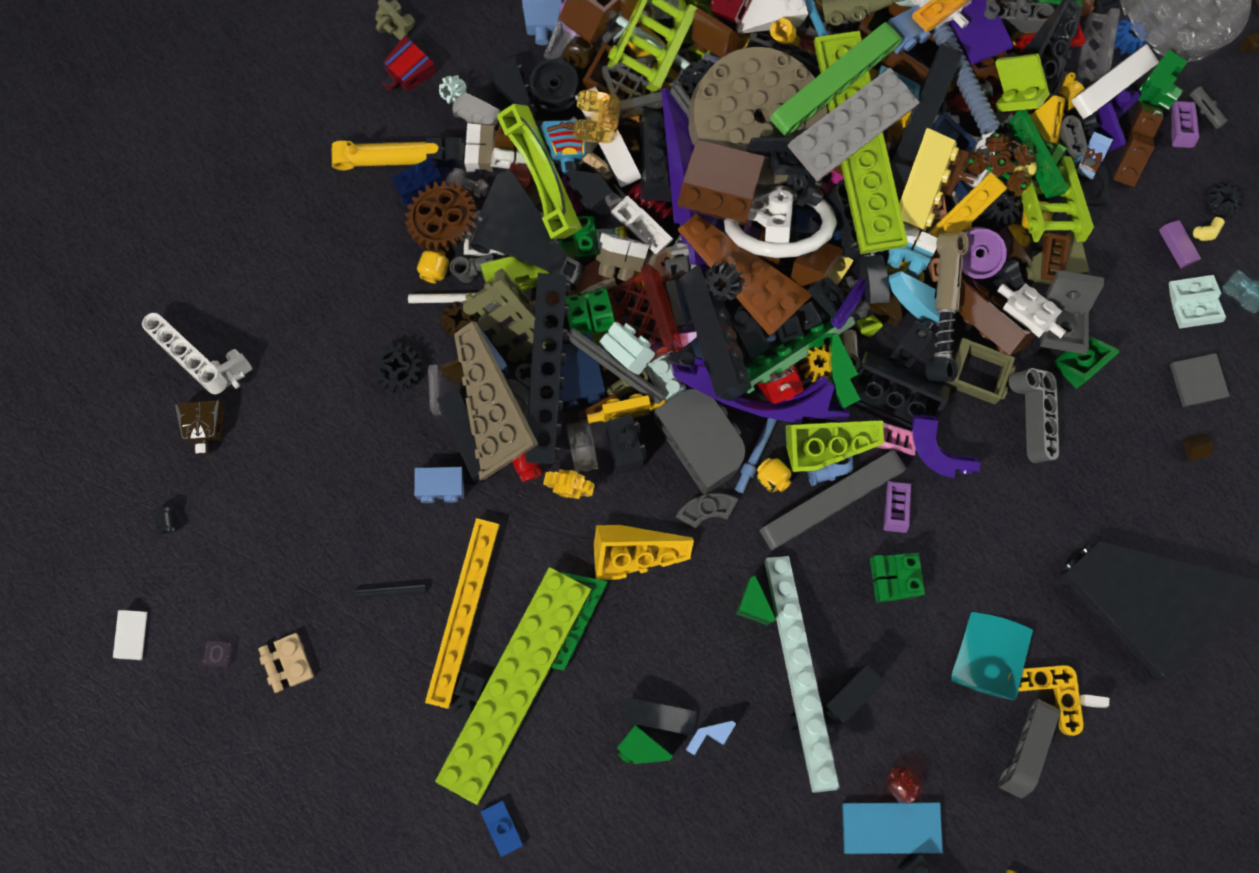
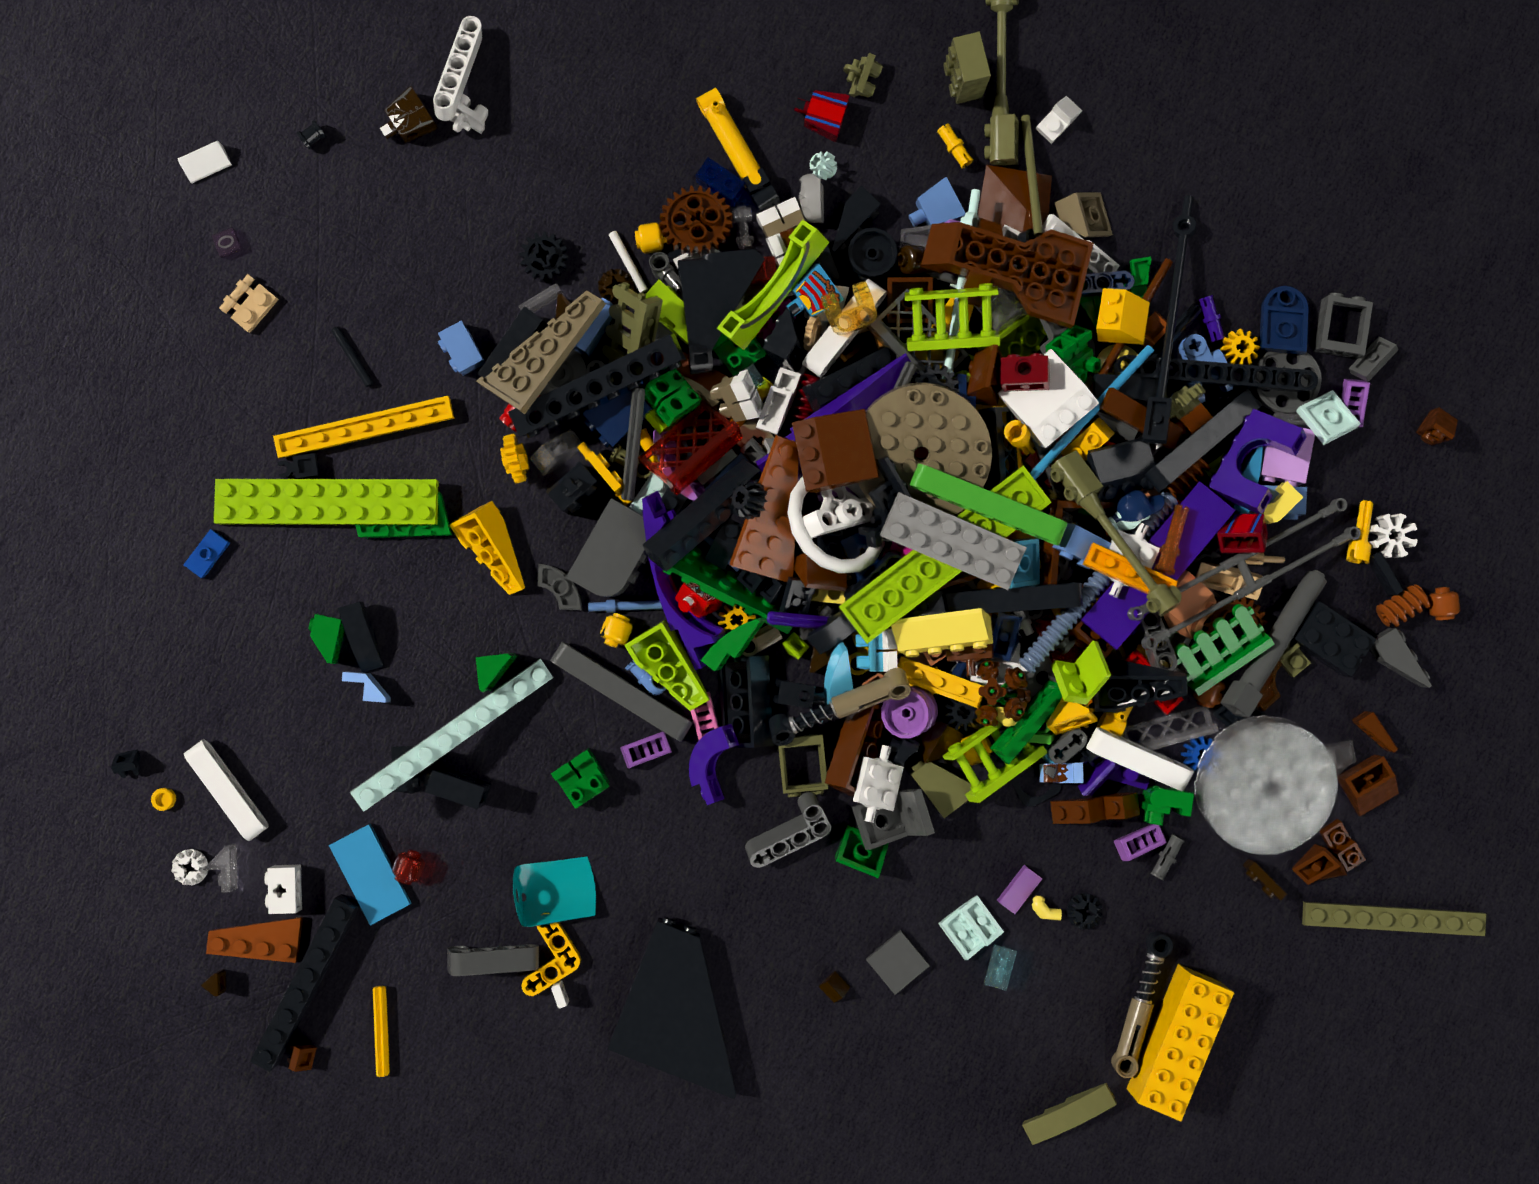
camera: 65 degrees right, 10 degrees up
(596, 407) = (599, 448): reddish brown piece -> none
(627, 348) = (653, 446): light aqua brick -> none
(1064, 242) = (941, 788): reddish brown slope -> none

